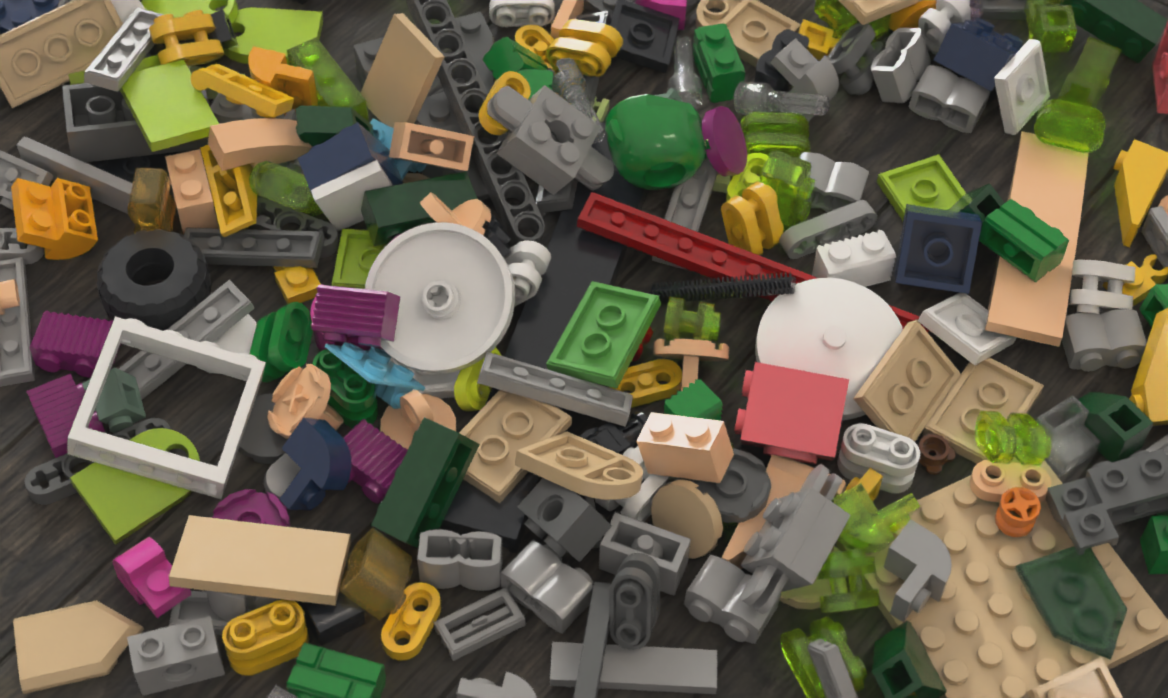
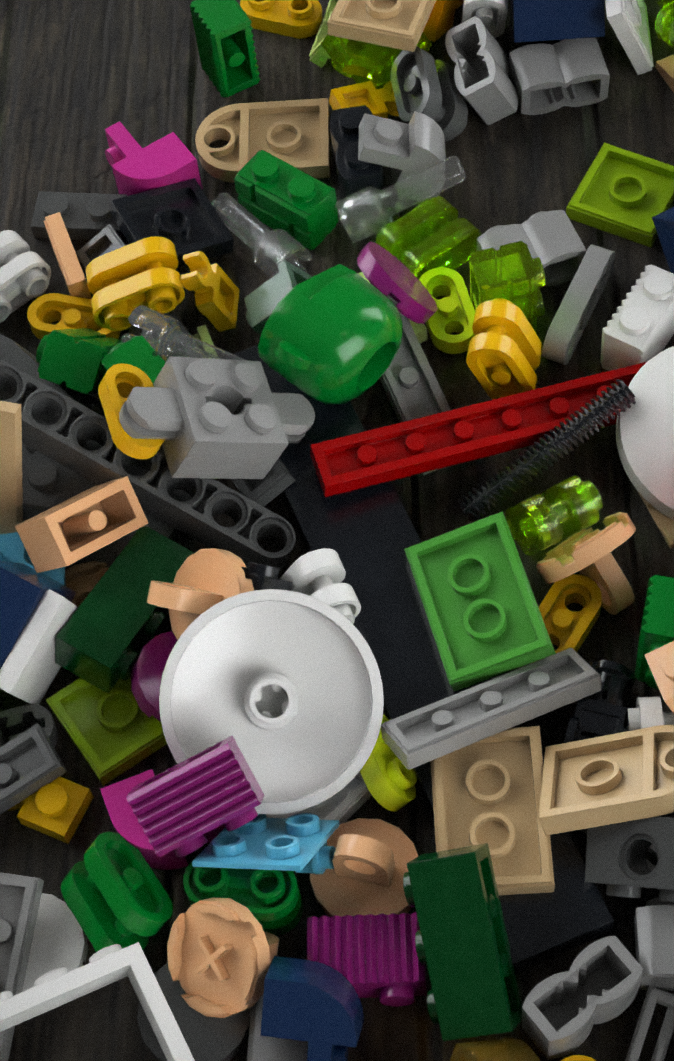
camera: 30 degrees left, 5 degrees up
(628, 78) = (214, 291): none -> yellow plate

